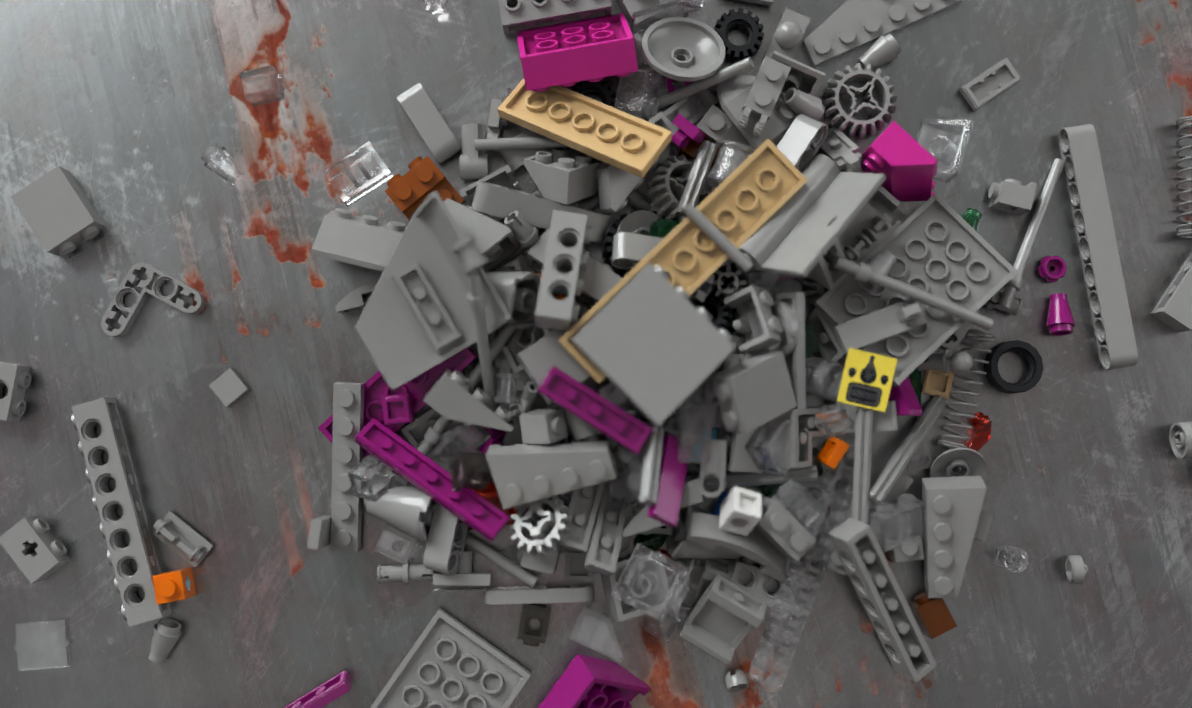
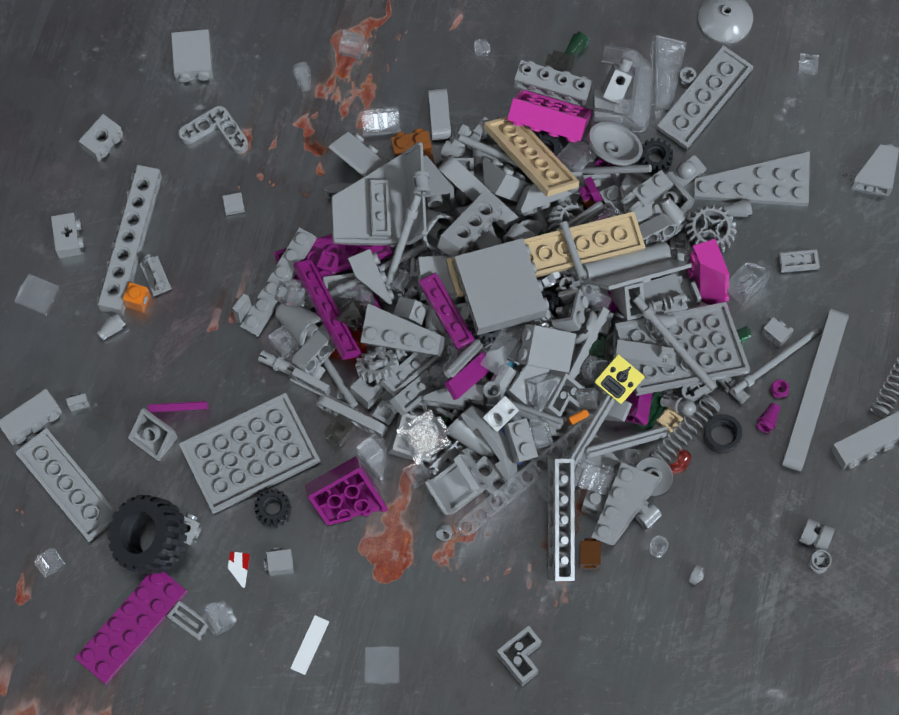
camera: 30 degrees right, 15 degrees down
(527, 235) = (460, 194): light grey pin -> none

